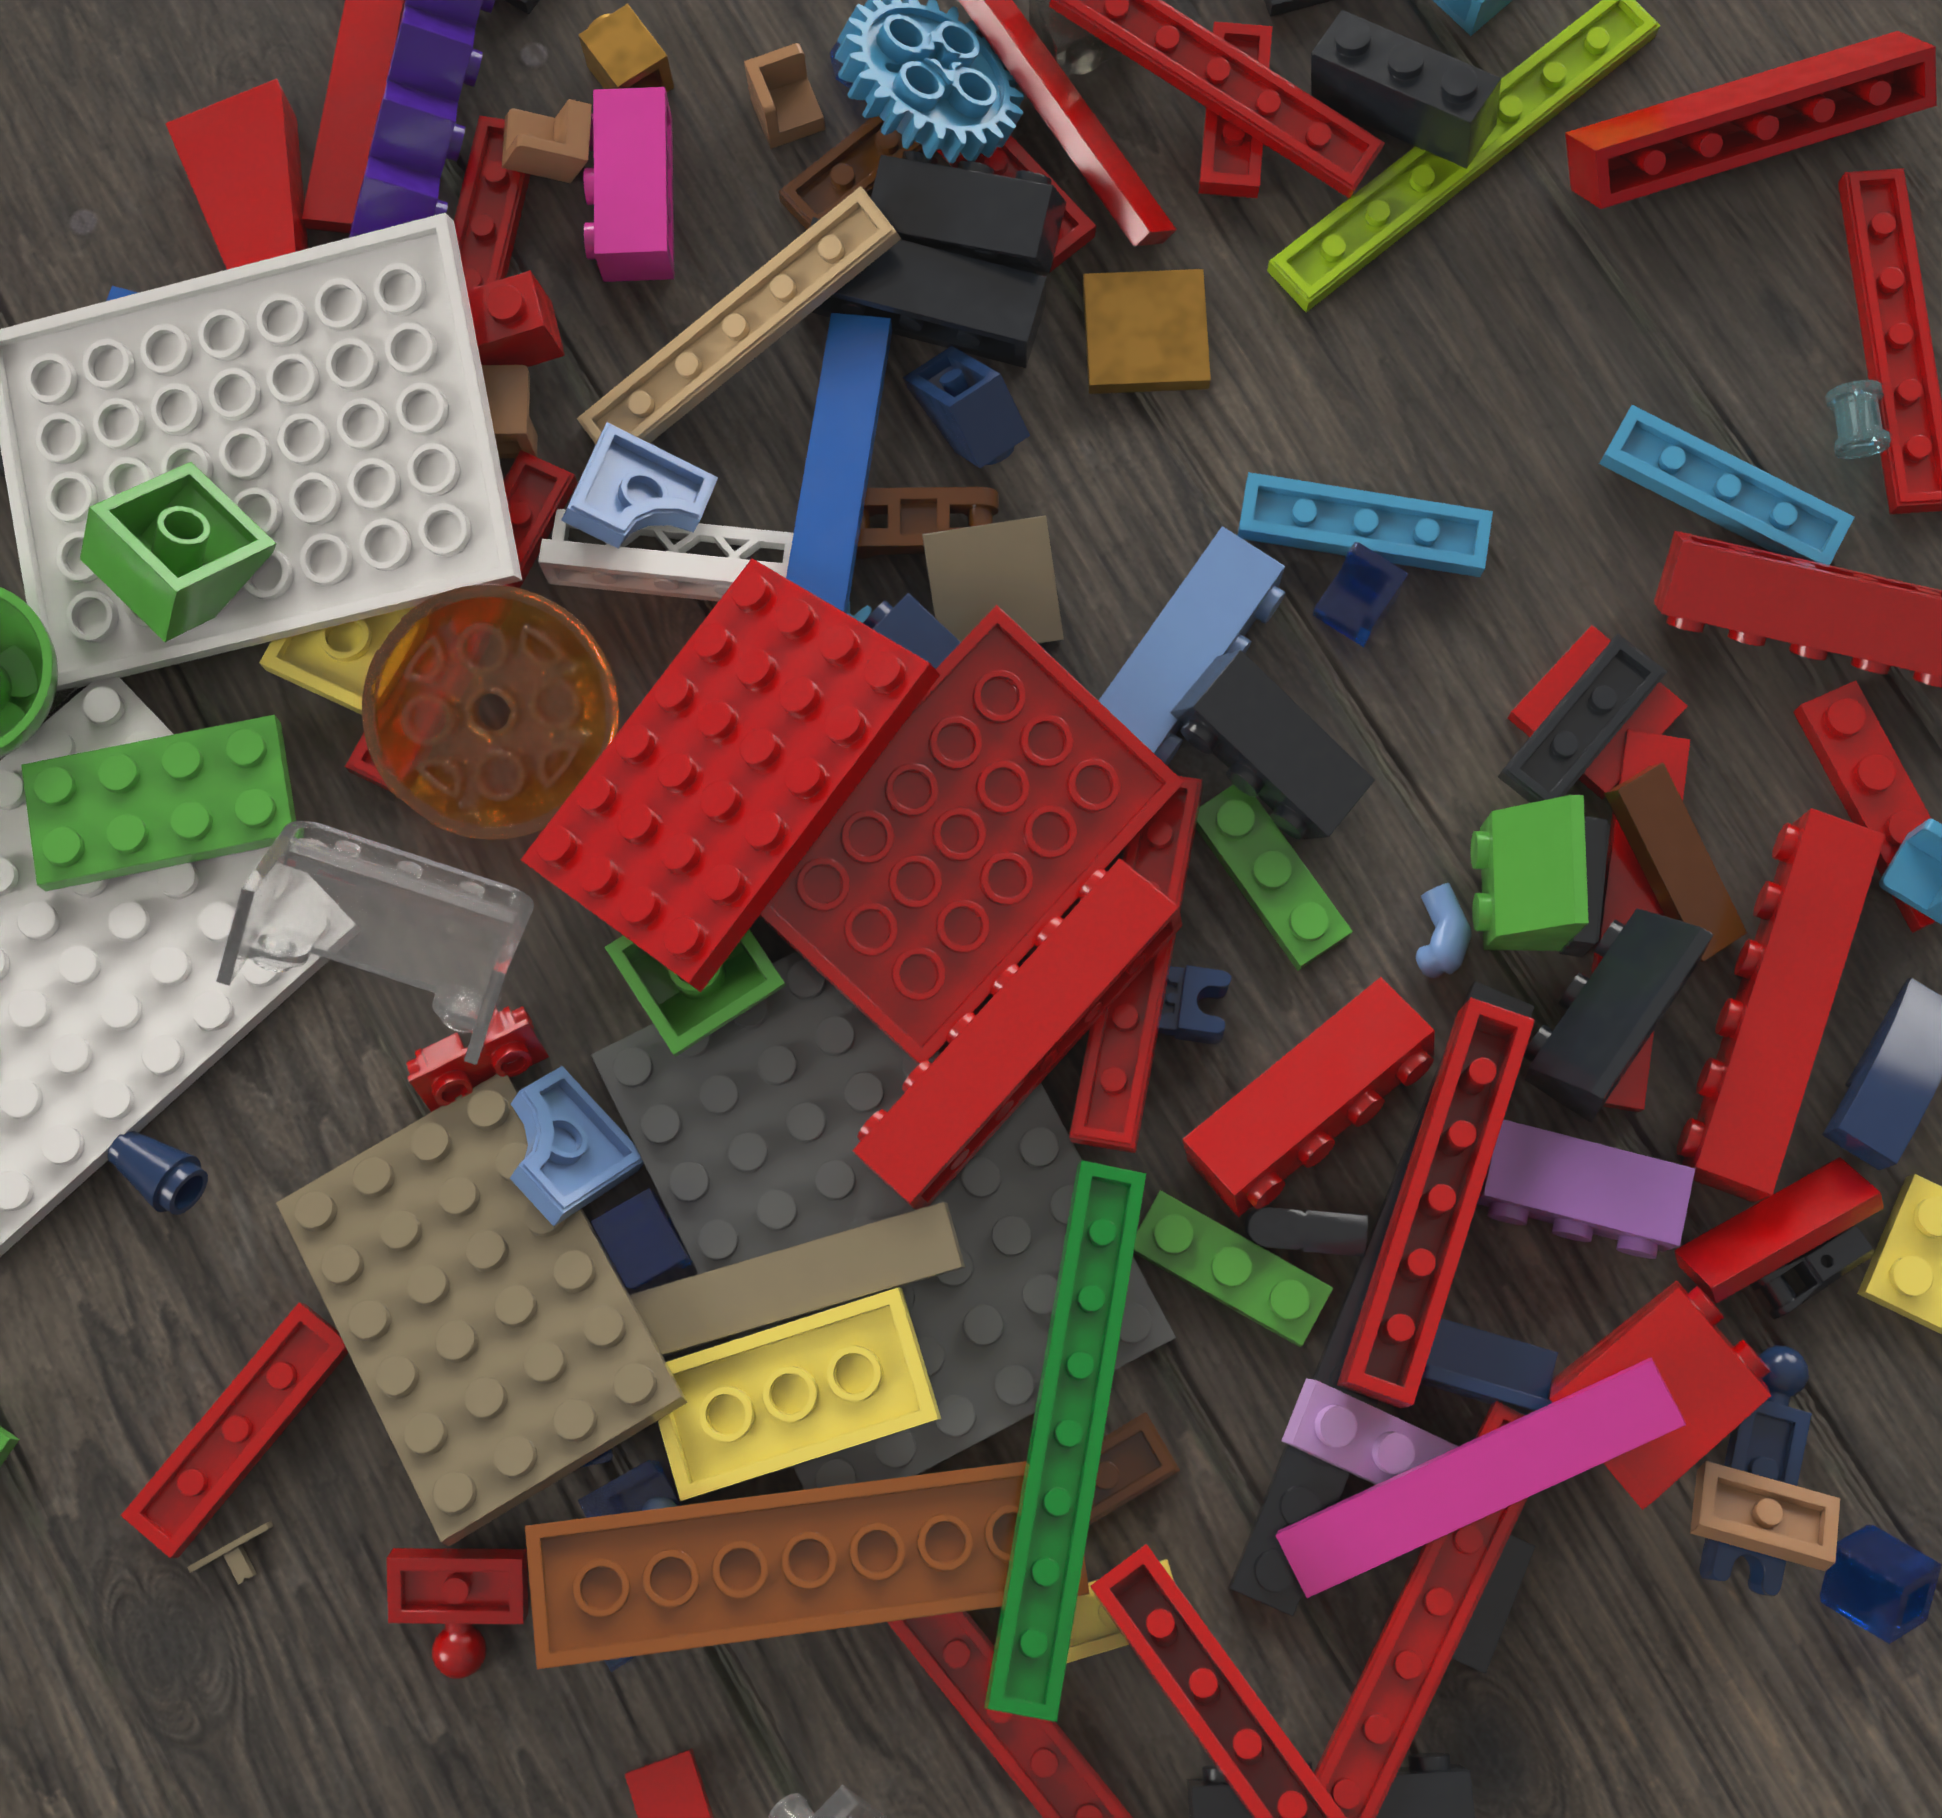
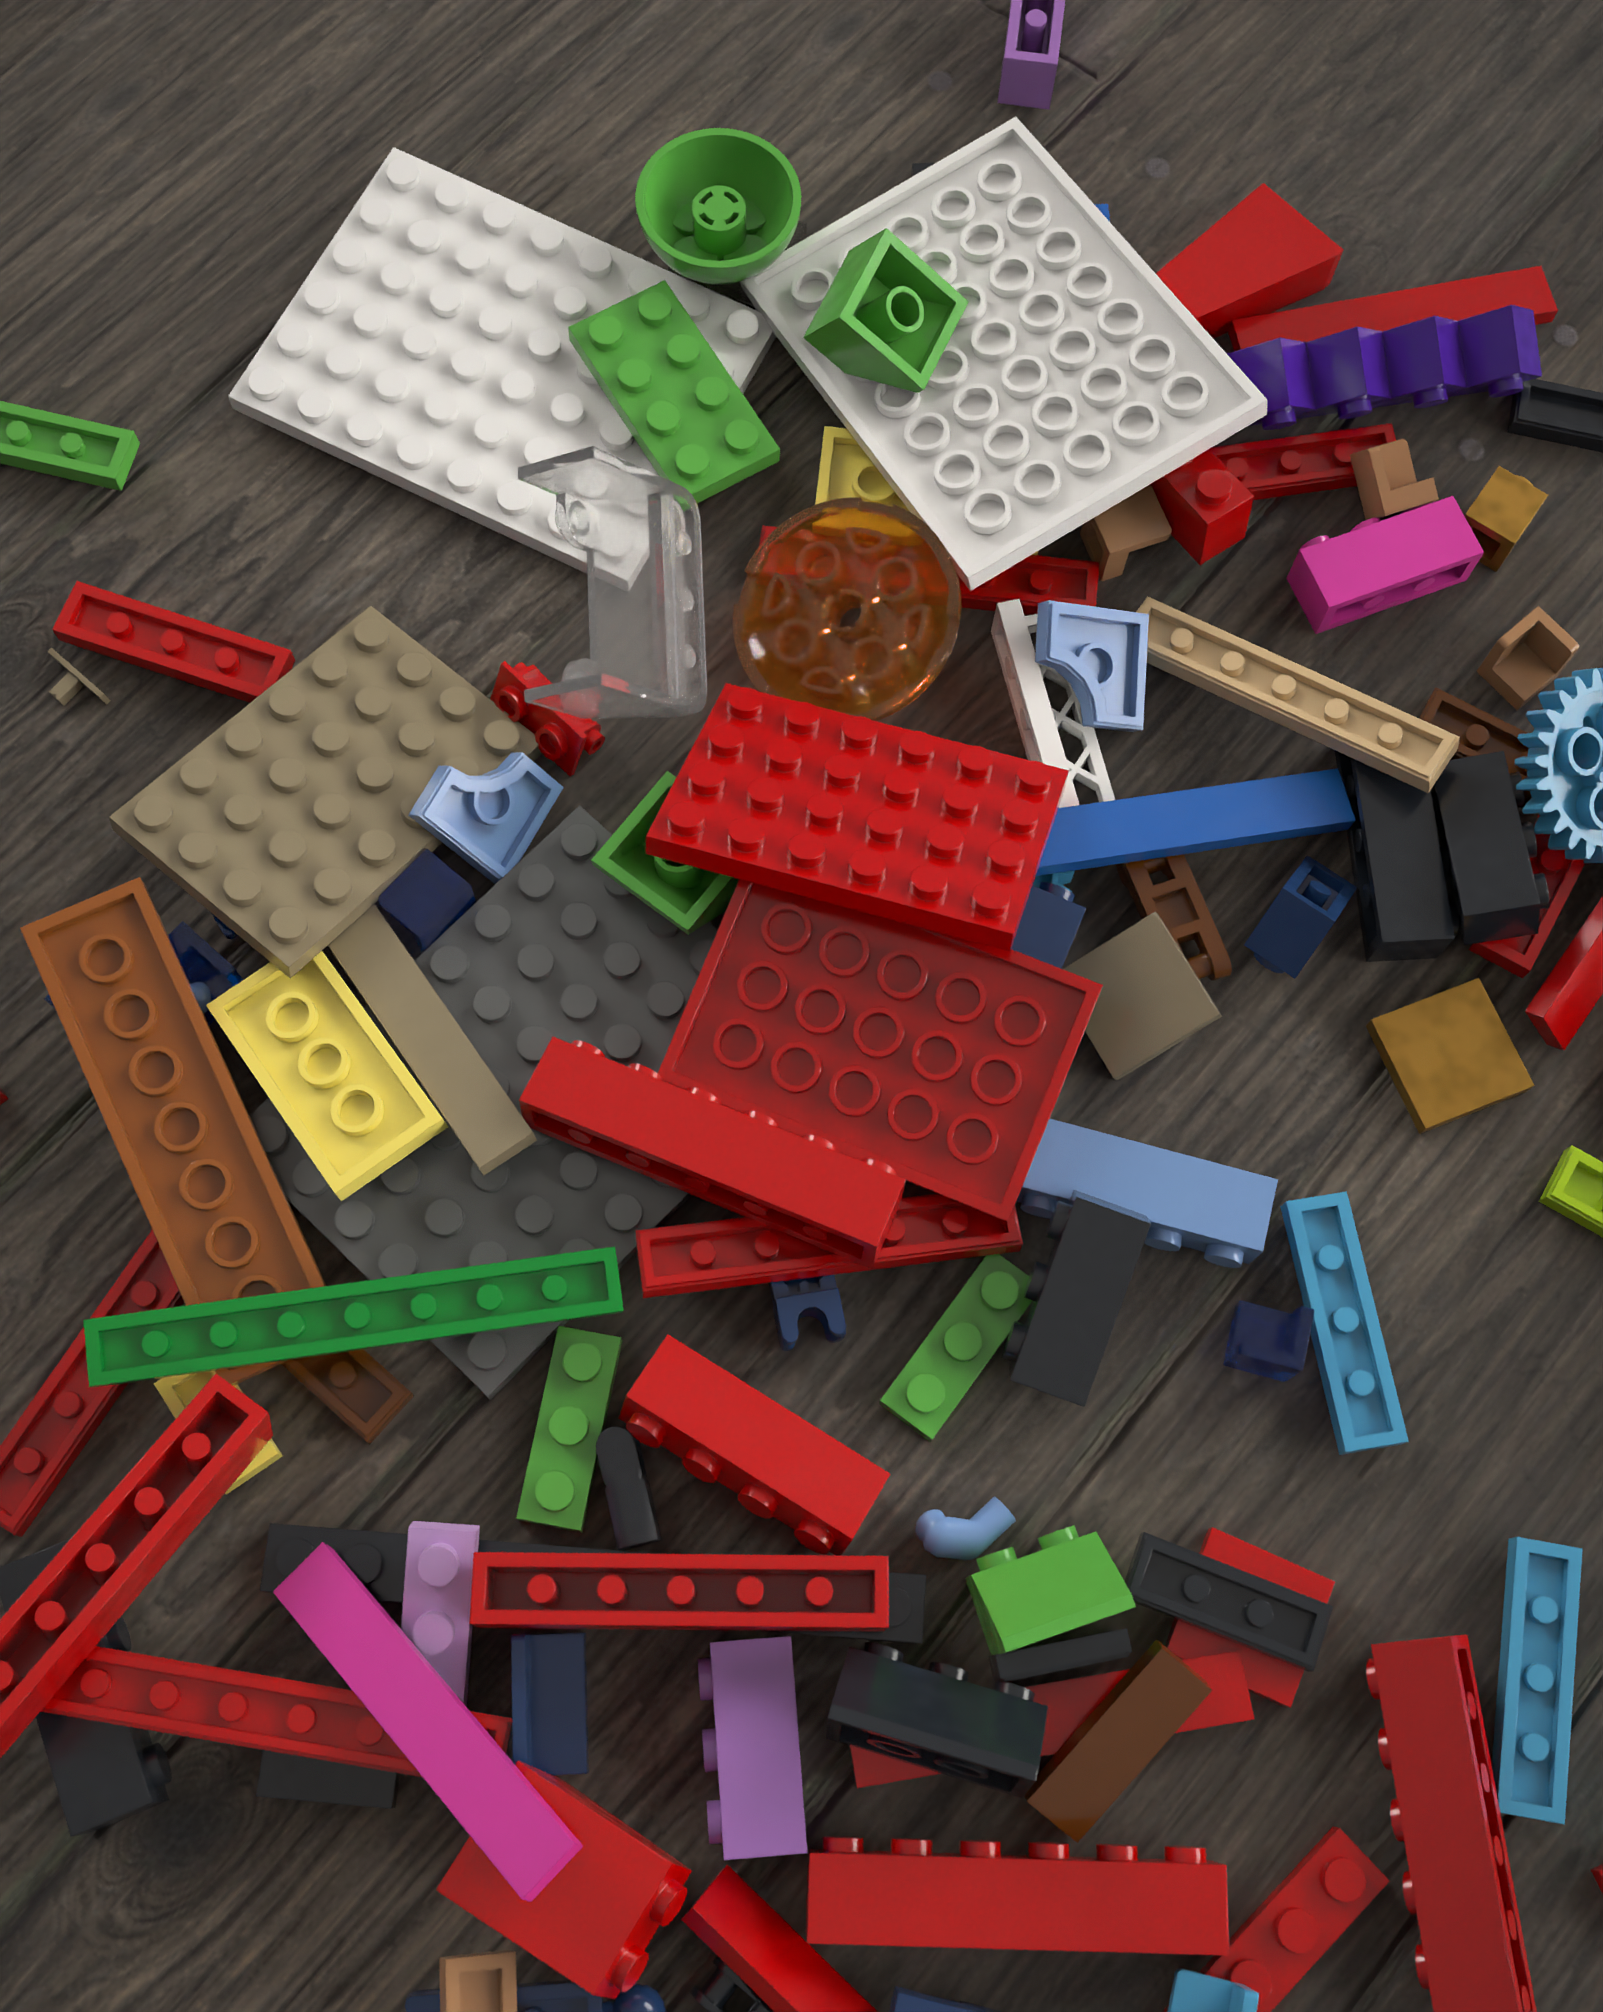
camera: 65 degrees right, 5 degrees down
(159, 1172) = (367, 511): dark blue cone -> none
(457, 1591) = (86, 855): red plate -> none

